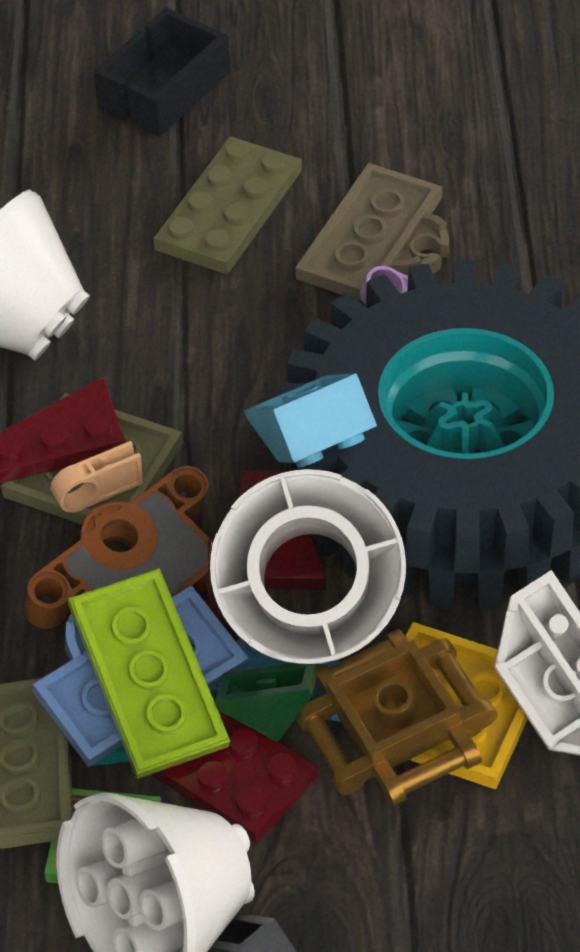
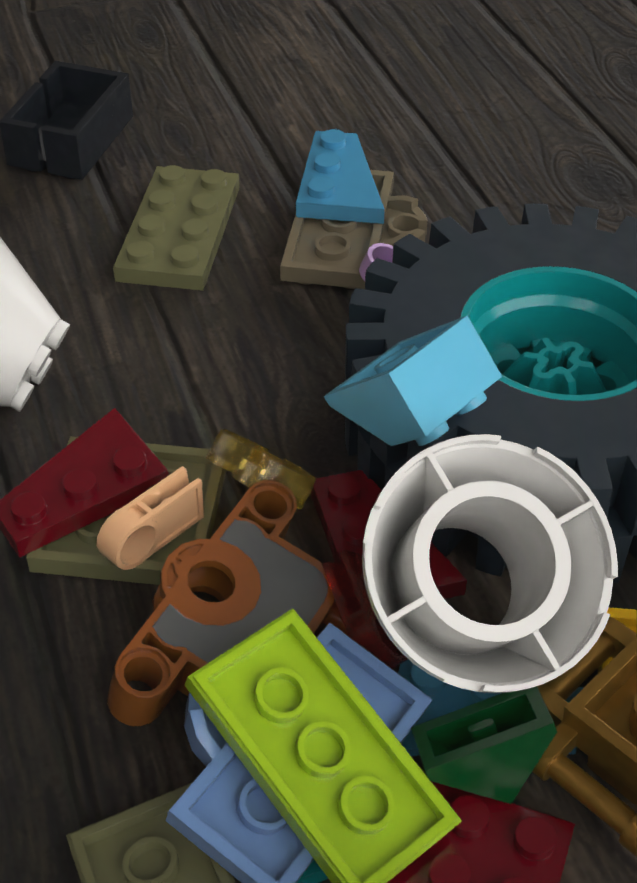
camera: 20 degrees left, 5 degrees down
(195, 447) = (254, 464): none -> clear yellow plate
(381, 188) = (338, 181): none -> dark azure wing

